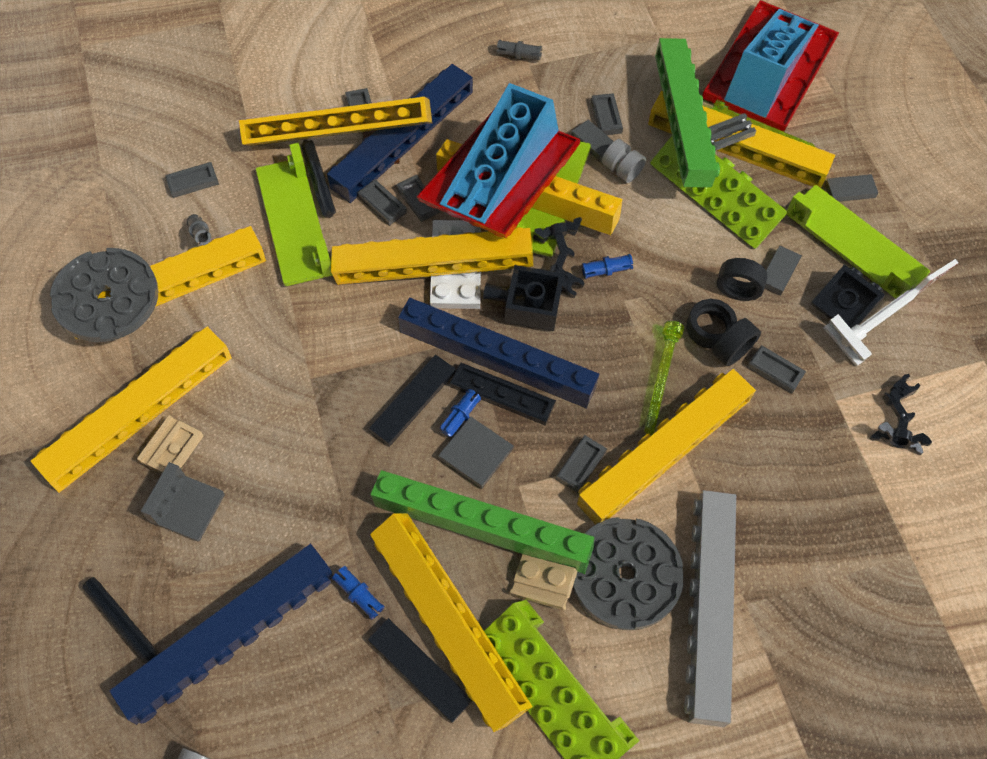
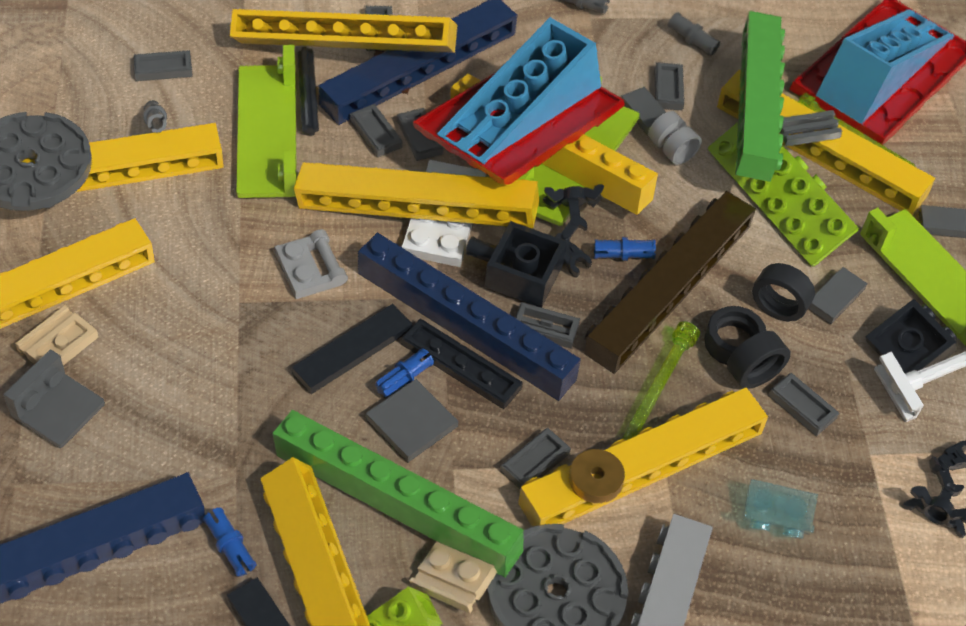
camera: 10 degrees right, 10 degrees down
(353, 338) = (301, 268): none -> light grey plate
(562, 349) = (557, 334): none -> dark grey tile
(615, 64) = (694, 34): none -> dark grey pin
(635, 484) = (596, 489): none -> pearl gold piece
(649, 288) = (668, 282): none -> dark brown brick
(781, 463) = (780, 508): none -> clear light blue bracket

